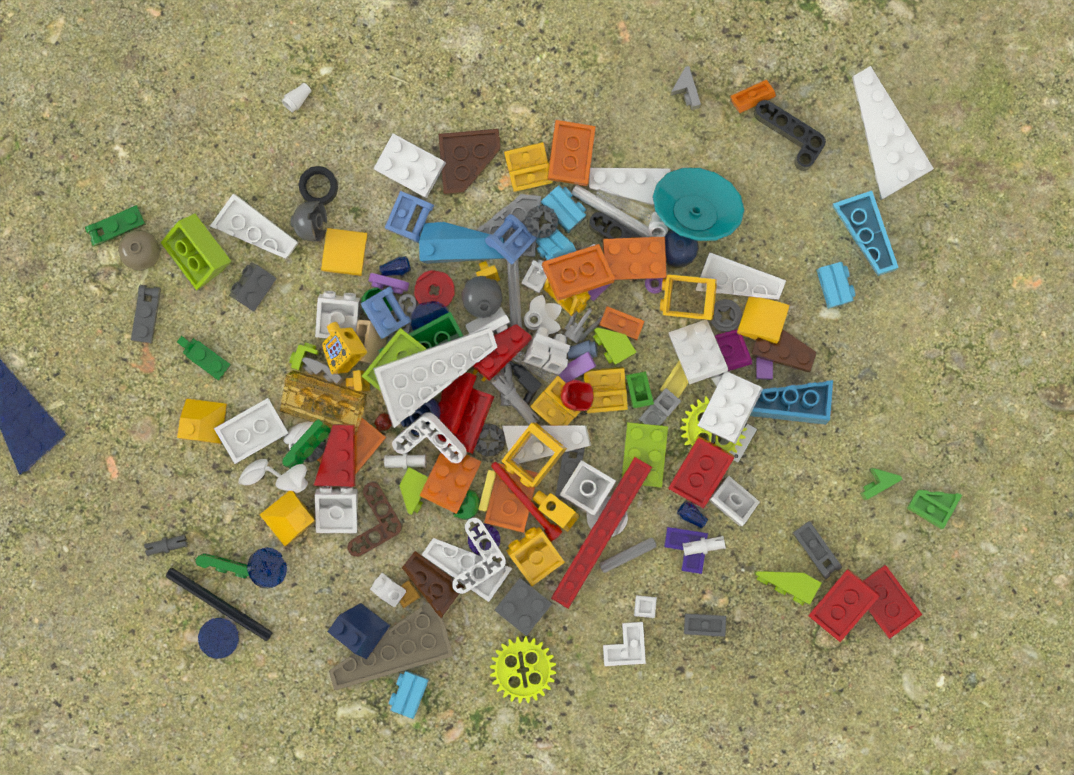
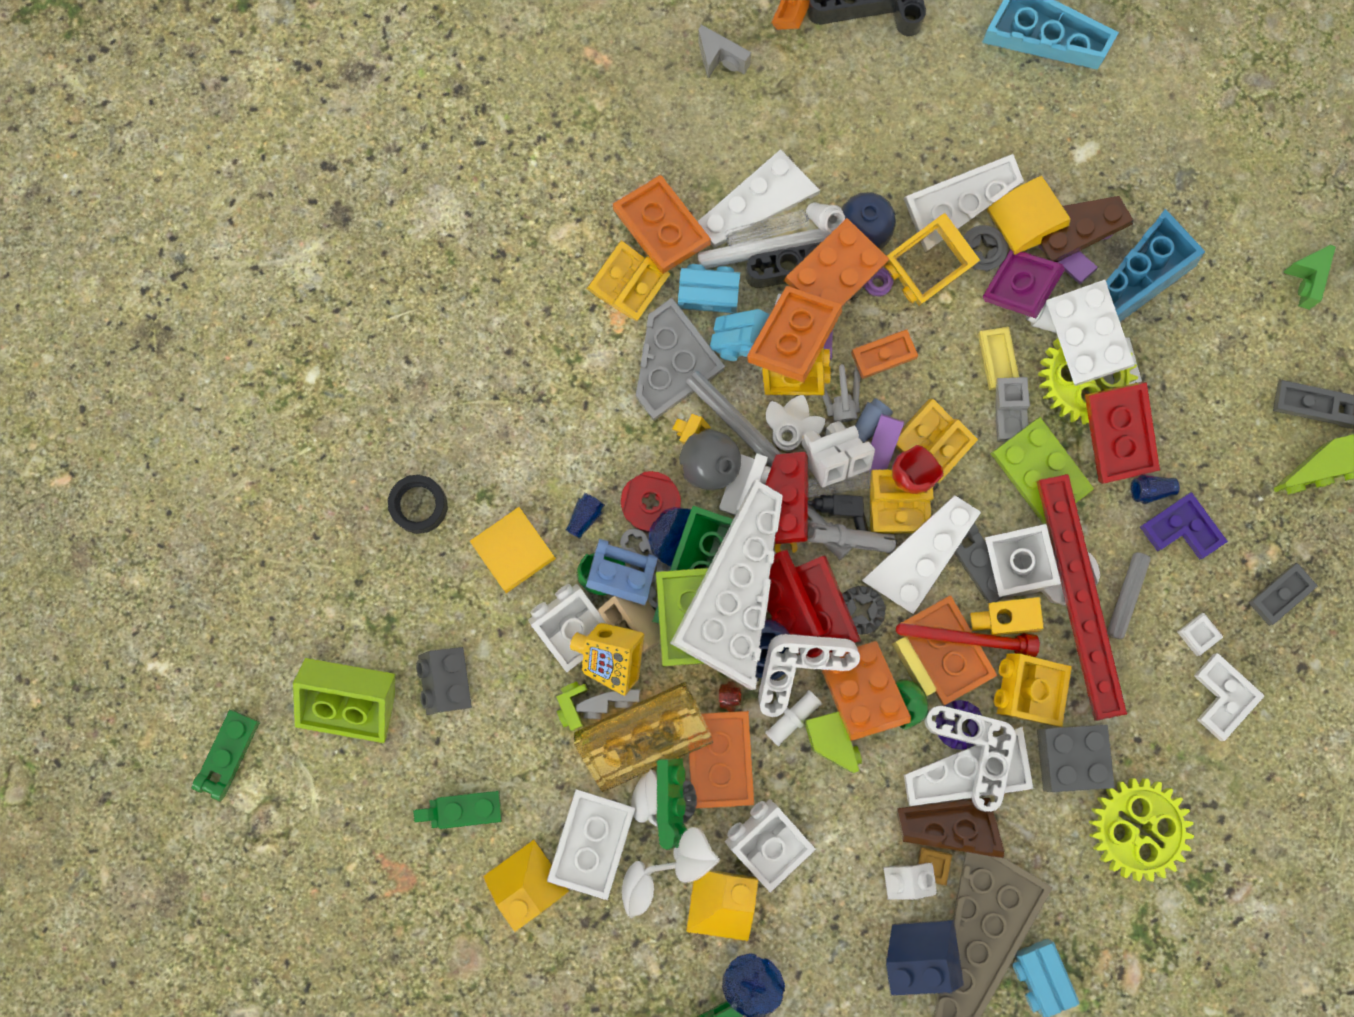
camera: 40 degrees left, 5 degrees down
(139, 250) = (277, 757): dark tan cylinder -> none
(145, 314) = (350, 823): dark grey plate -> none
(248, 224) = (378, 616): white wing -> none
(296, 97) = (305, 433): white cone -> none
(309, 221) = (442, 550): dark grey cylinder -> none
(338, 460) = (719, 783): red wing -> none
(358, 382) = (660, 676): yellow tile -> none
(380, 281) = (582, 544): medium lavender plate -> none
(380, 528) = (836, 818): reddish brown beam -> none
(402, 215) = (539, 450): medium blue plate -> none
(409, 165) = (499, 392): white plate -> none
(452, 243) = (626, 431): dark azure wedge -> none
(466, 157) = (551, 329): reddish brown plate -> none
(512, 467) = (947, 612): yellow window -> none
(516, 243) = (695, 367): medium blue plate -> none
(533, 226) = (694, 332): dark grey gear -> none
(535, 277) = (746, 385): white bracket -> none
(615, 344) = (902, 382): lime slope -> none
(639, 390) = (973, 406): bright green slope -> none
(698, 204) = (850, 153): teal dish -> none
(698, 351) = (996, 308): white plate -> none
(704, 545) = (1203, 507): white pin -> none
(734, 501) = (1187, 434): white slope -> none
(835, 285) = (1066, 114): medium azure brick -> none

